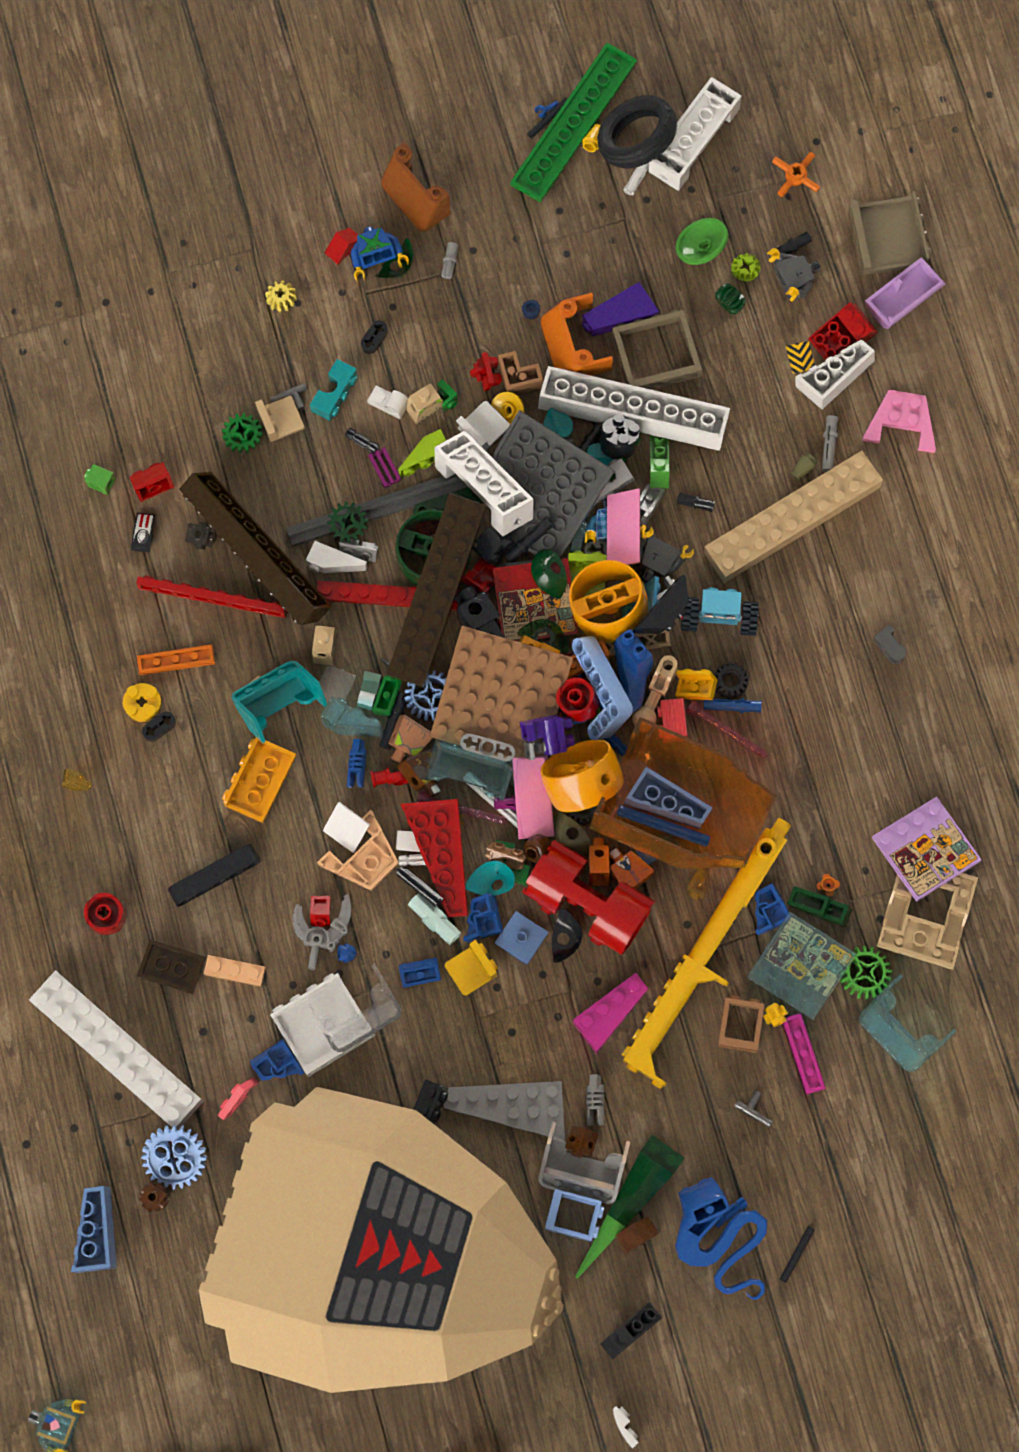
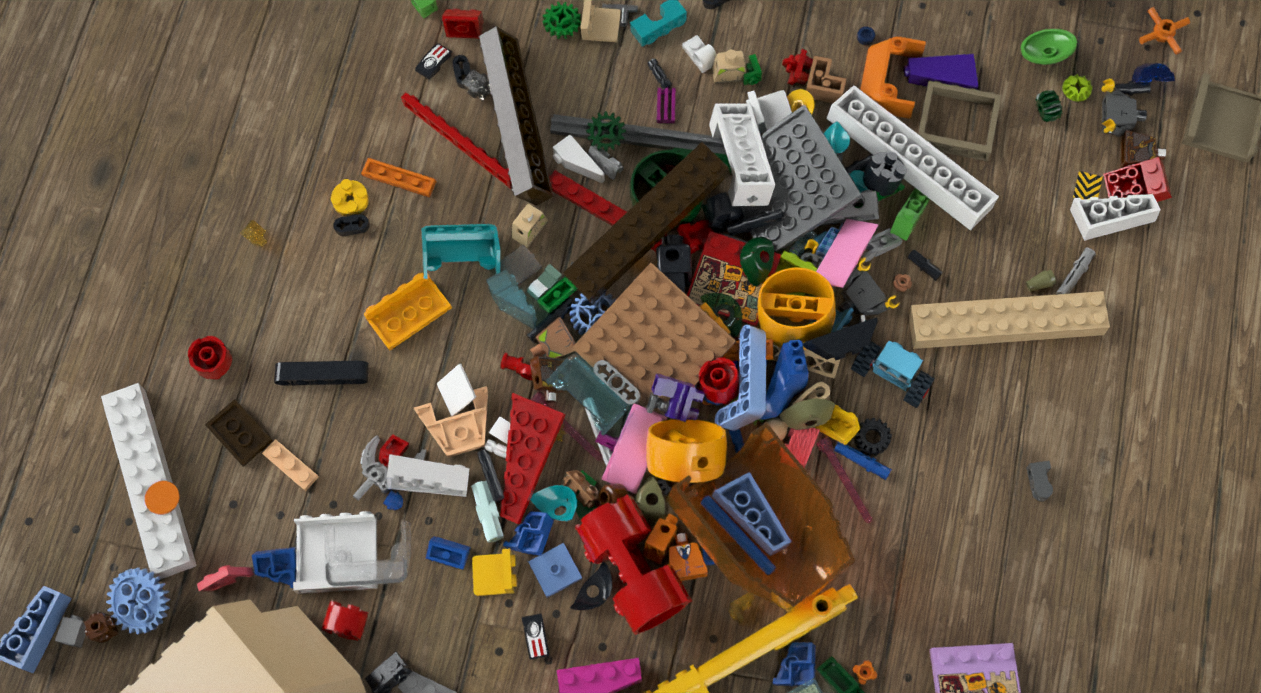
camera: 30 degrees right, 5 degrees down
(130, 1214) = (71, 631): none -> light grey brick
(142, 1057) = (162, 497): none -> orange piece
(173, 531) = (459, 72): none -> black beam
(356, 763) = (498, 340): blue hinge -> none
(366, 916) = (426, 476): none -> white wedge
(367, 1077) = (344, 621): none -> red brick
(422, 455) = (701, 109): lime slope -> none
(536, 1002) = (535, 636): none -> slope
(661, 692) = (799, 413): none -> olive piece
(684, 523) = (902, 287): none -> nougat plate
(801, 222) = (1148, 71): none -> clear blue cylinder
(828, 301) = (1138, 148): none -> torso
(903, 293) = (1213, 174): lavender container -> none
(903, 412) = (1160, 279): bright pink wing -> none

